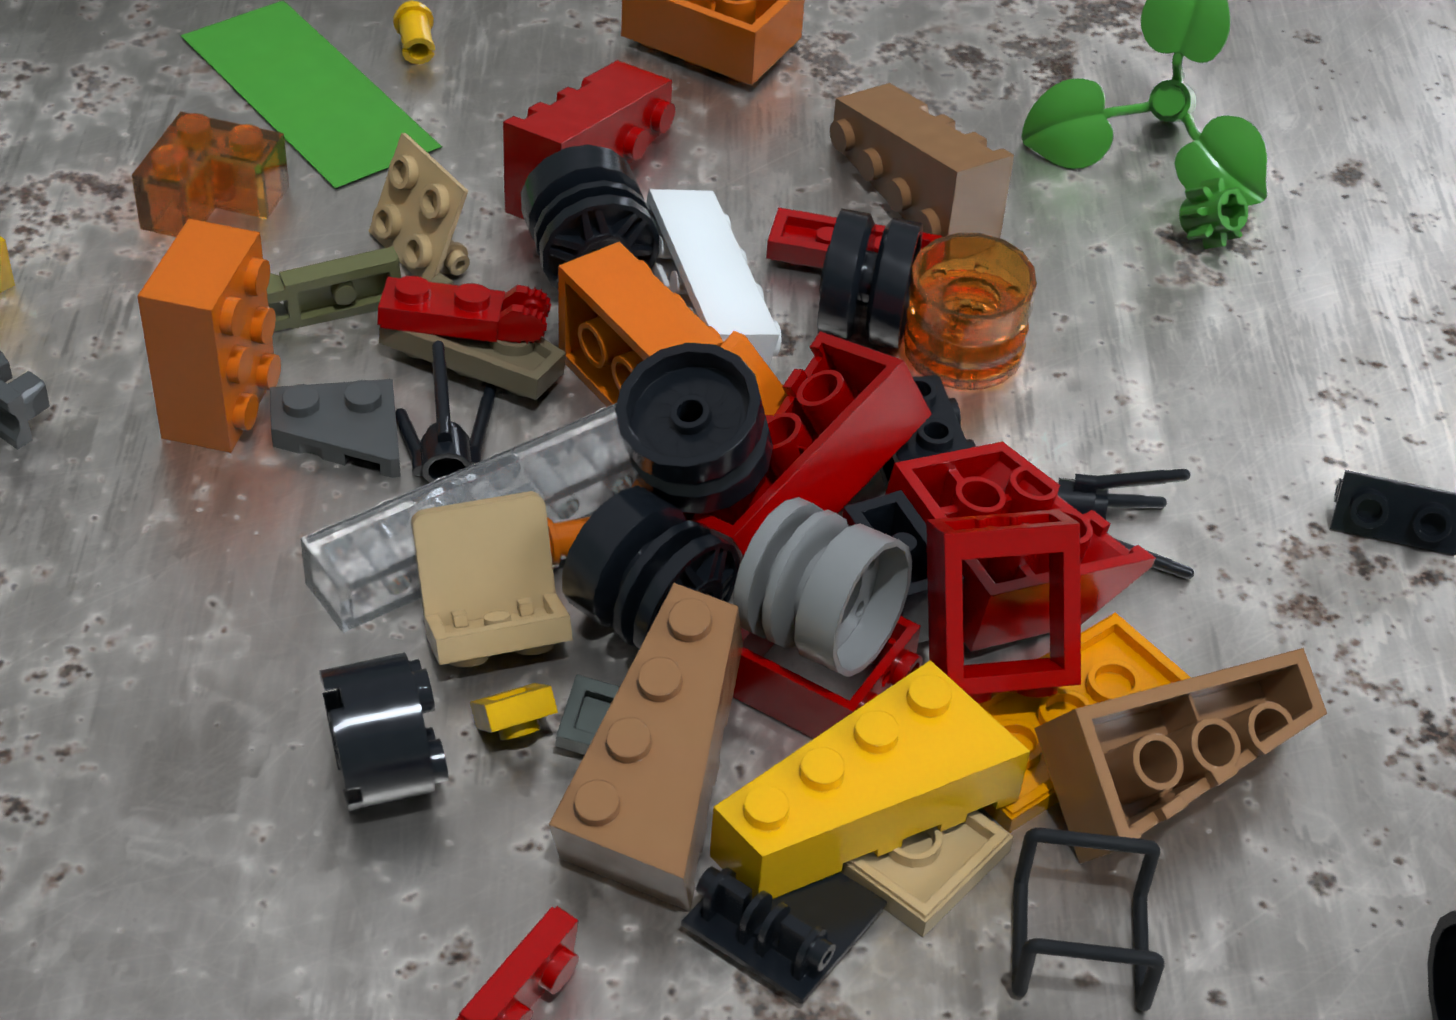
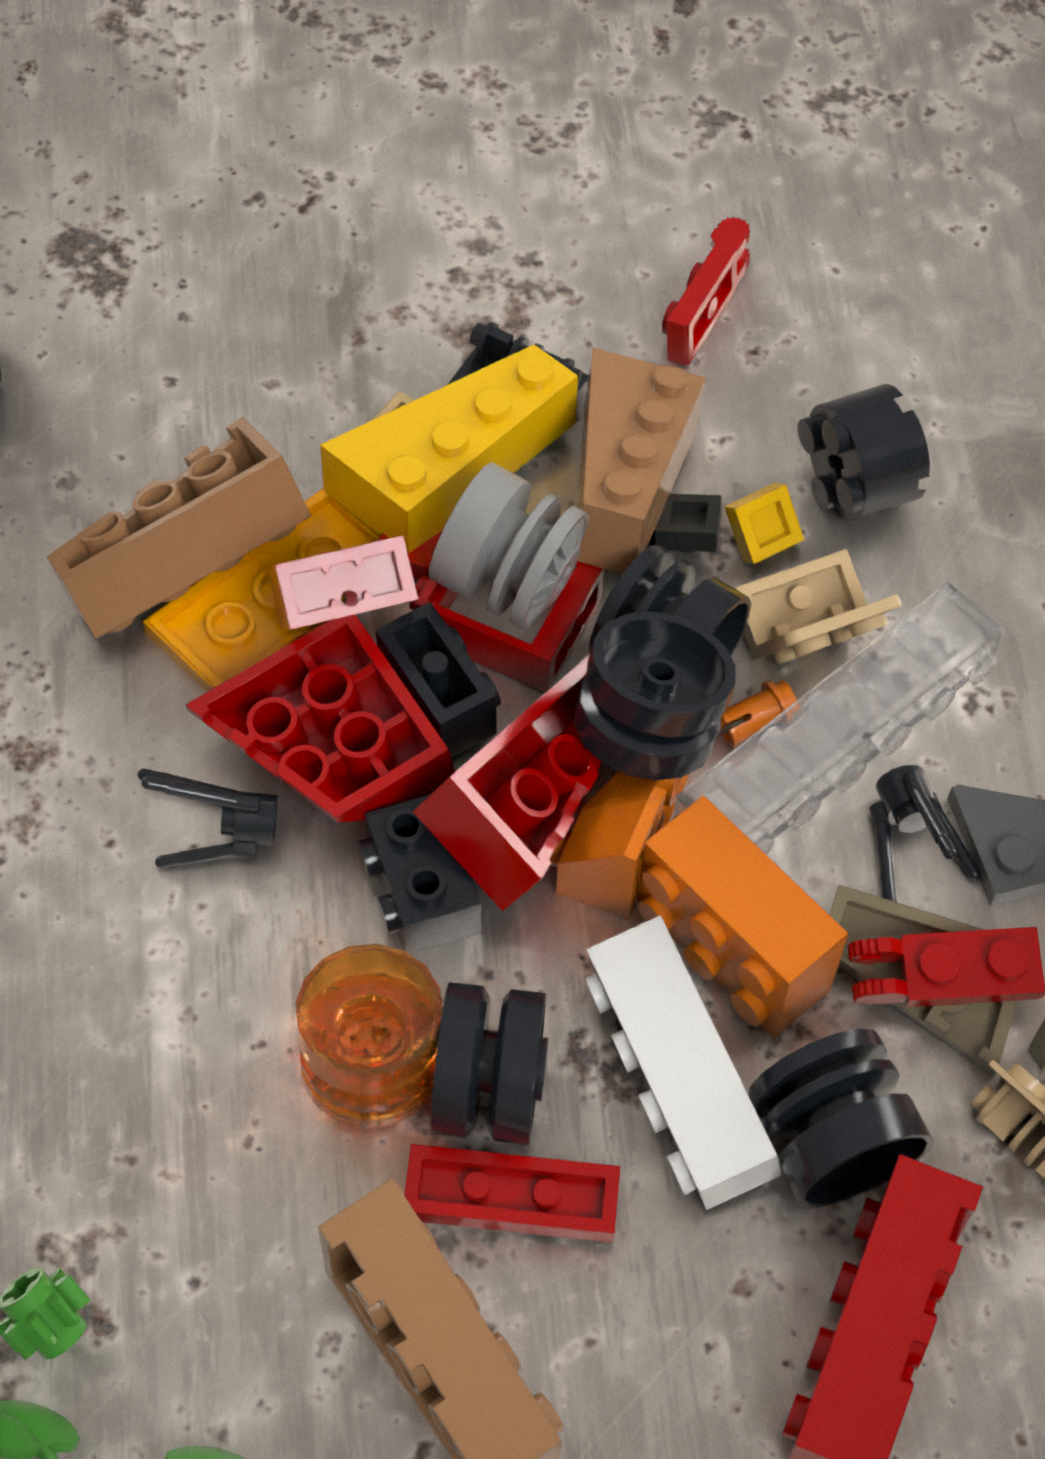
camera: 175 degrees right, 15 degrees up
(1147, 963) = (320, 411): black piece -> none

